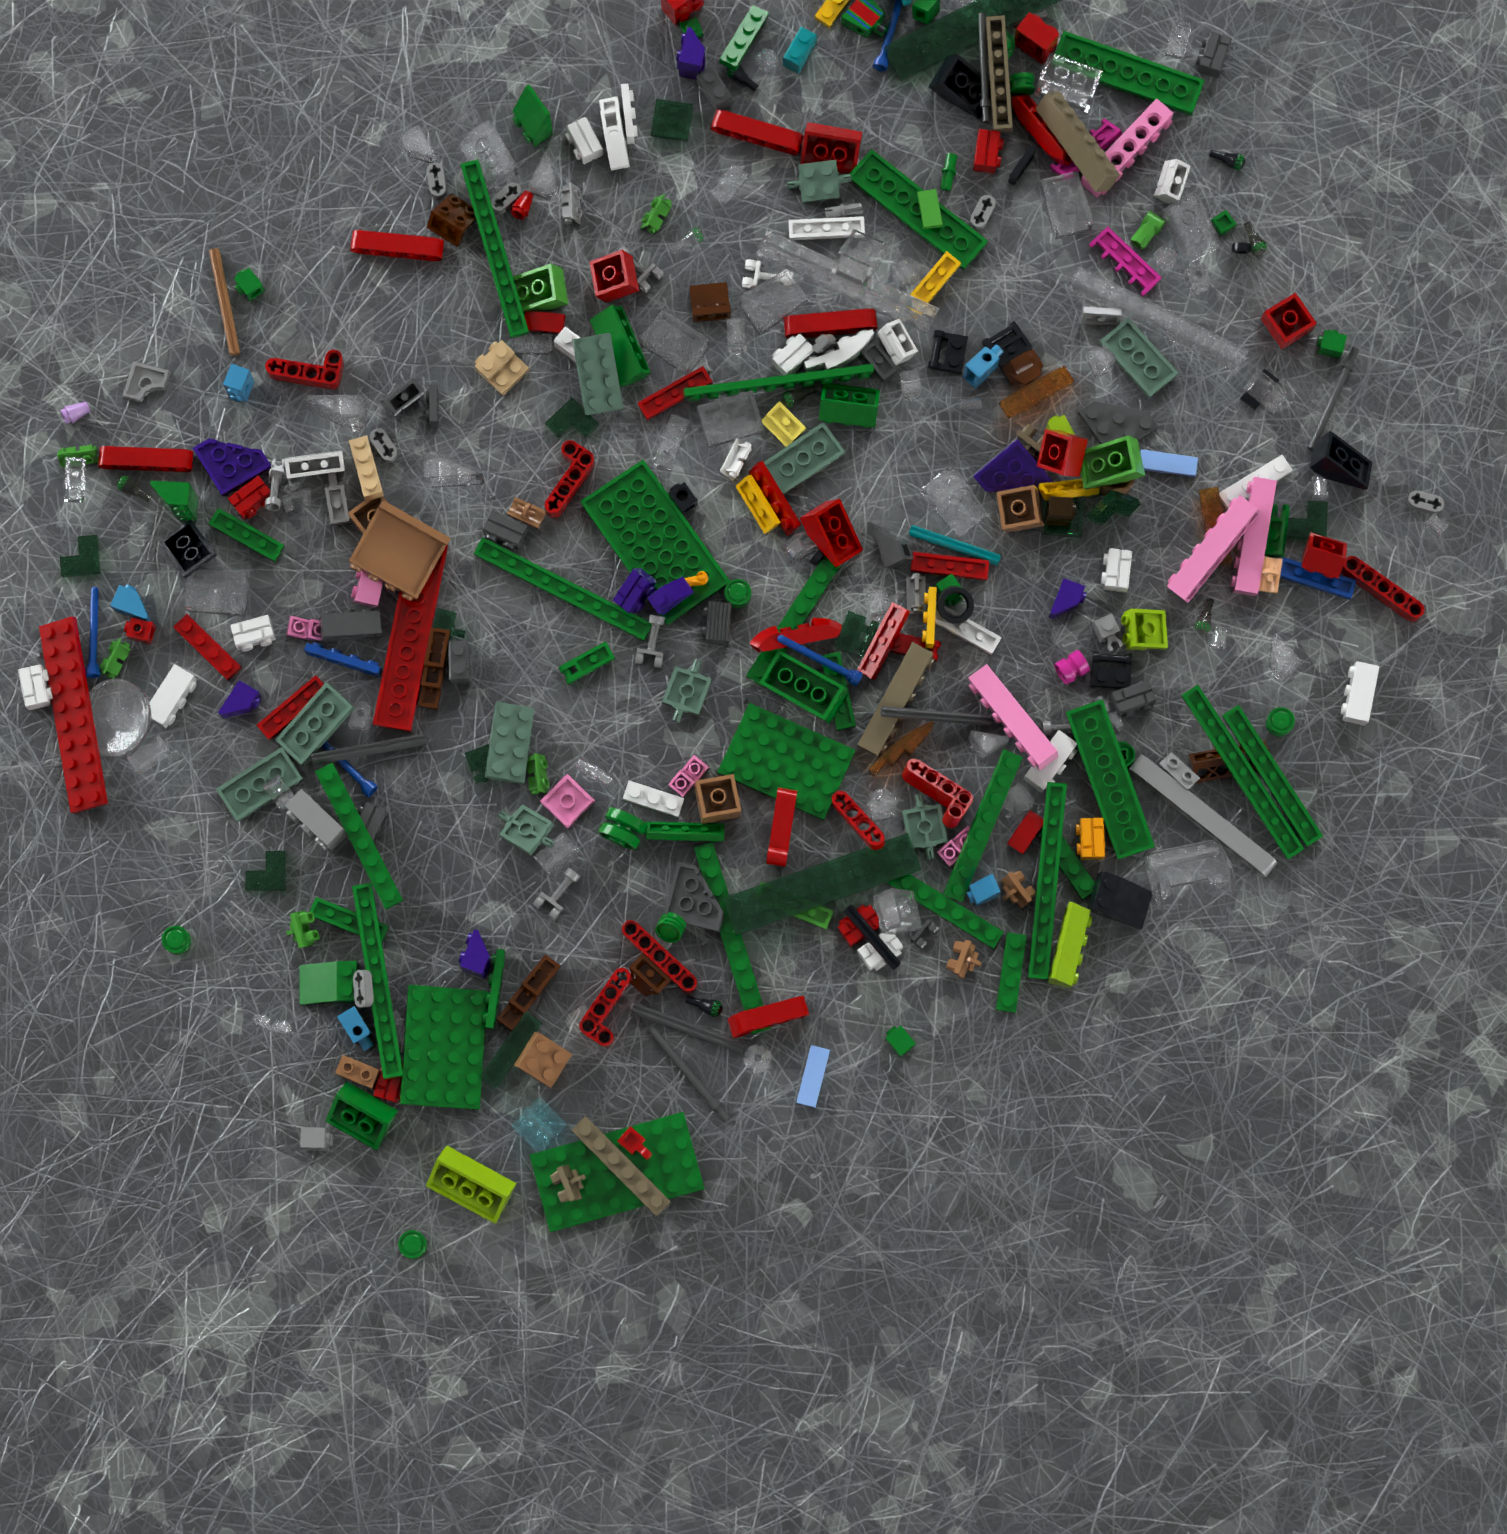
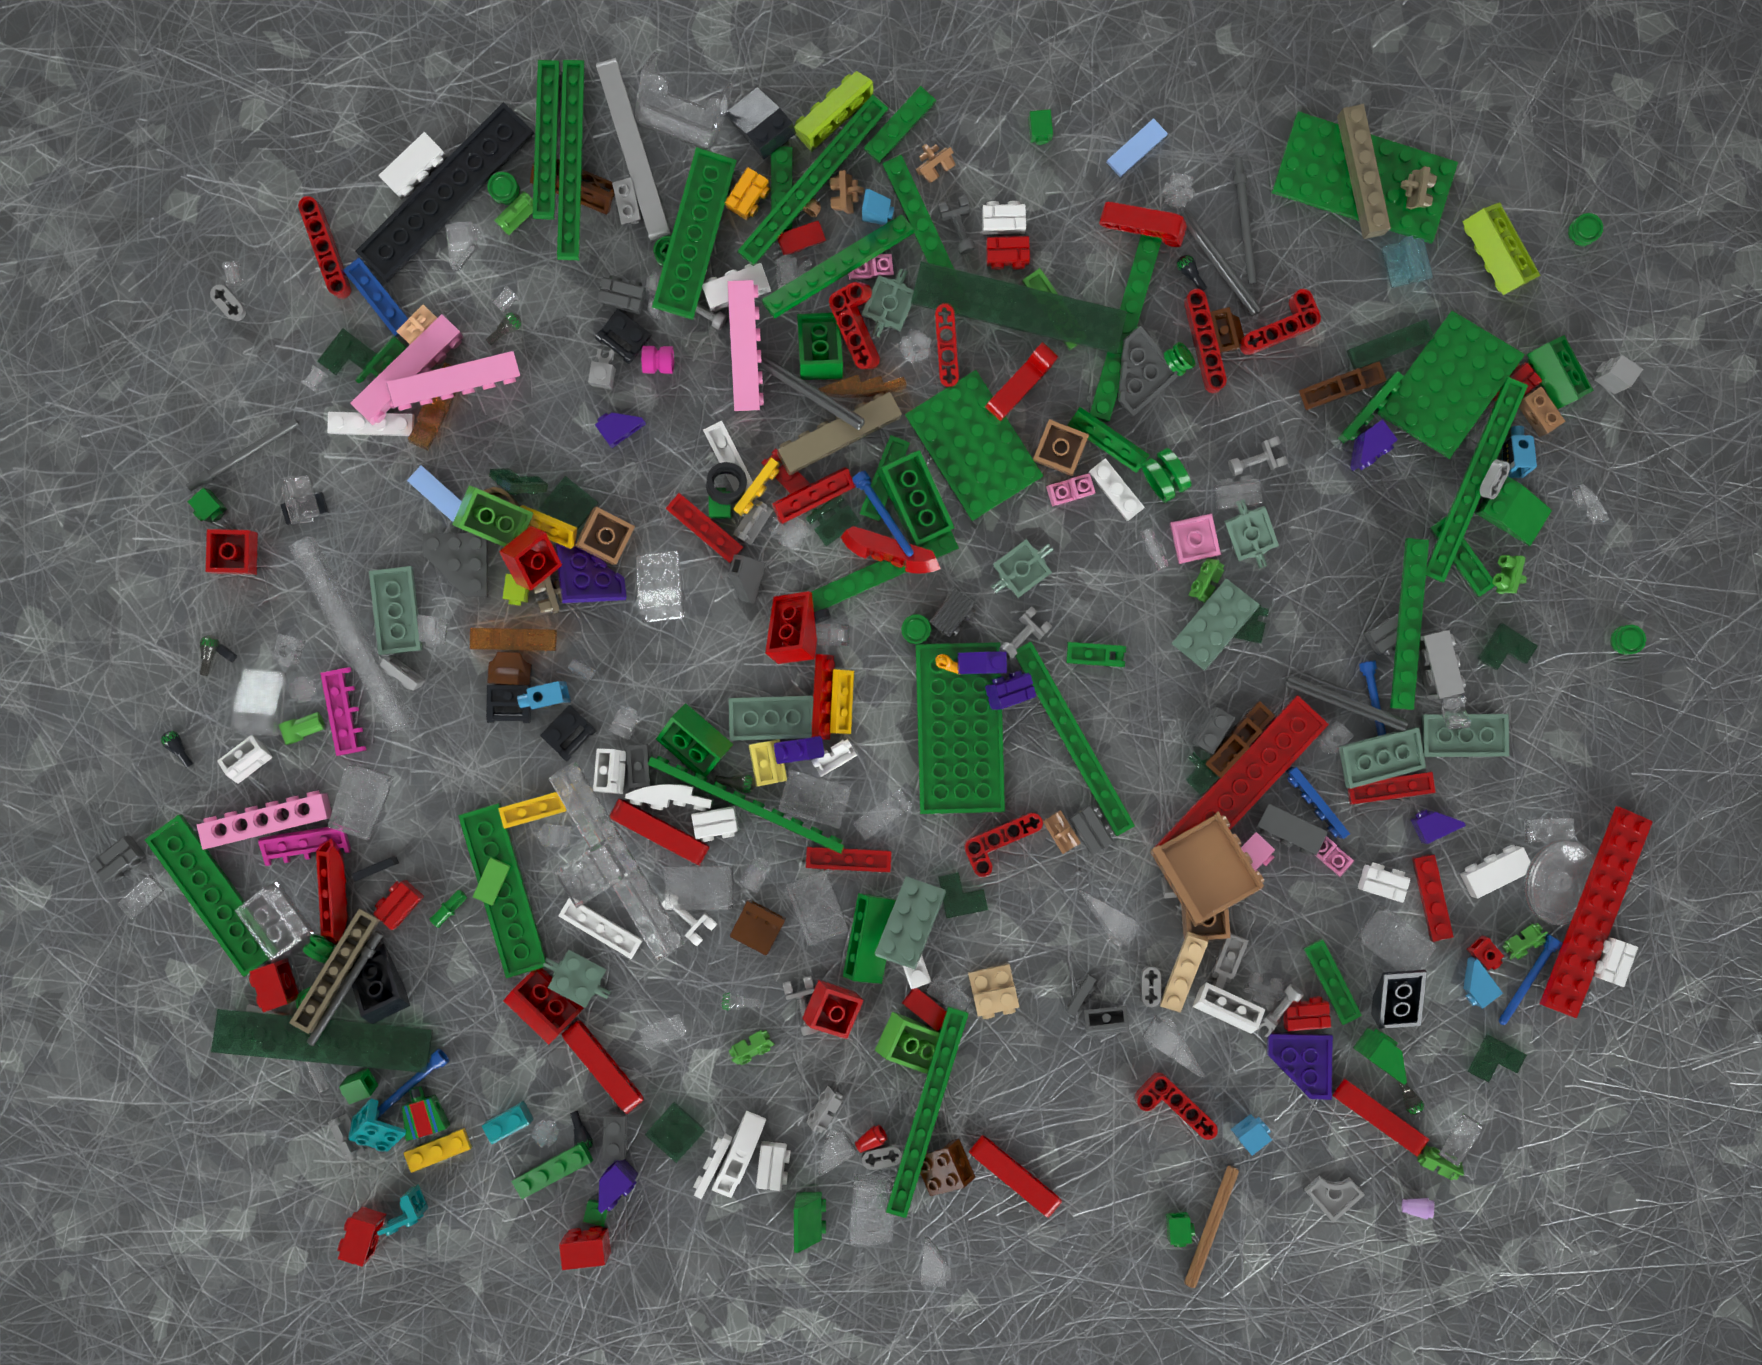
camera: 150 degrees left, 10 degrees up
(432, 181) = (932, 1214): light grey beam -> none
(542, 1059) = (1370, 314): medium nougat brick -> none
(633, 1141) = (1337, 188): red plate -> none
(686, 505) = (907, 743): black brick -> none
(766, 445) = (799, 750): none -> dark purple brick
(824, 342) = (678, 815): light grey plate -> none
(843, 210) = (573, 934): light grey axle -> none
(872, 937) = (1006, 228): black axle -> none
(897, 911) = (969, 235): clear slope -> none
(954, 544) = (686, 545): teal axle -> none
(956, 757) = (819, 347): none -> green slope
(979, 210) = (441, 844): light grey beam -> none
(986, 745) = (784, 334): clear slope -> none
(1033, 863) = (812, 208): none -> medium nougat hinge
(1060, 511) = (570, 505): dark brown brick -> none
(1077, 141) = (307, 853): dark tan brick -> none
(1117, 570) = (554, 423): white brick -> none
(1144, 629) = (567, 351): lime plate -> none
(1223, 223) = (225, 689): green tile -> none
(1258, 708) = (515, 213): none -> bright green hinge
(1322, 690) = (445, 192): none -> black plate
(1324, 555) = (355, 308): red brick -> none
(1340, 462) = (279, 387): black slope -> none

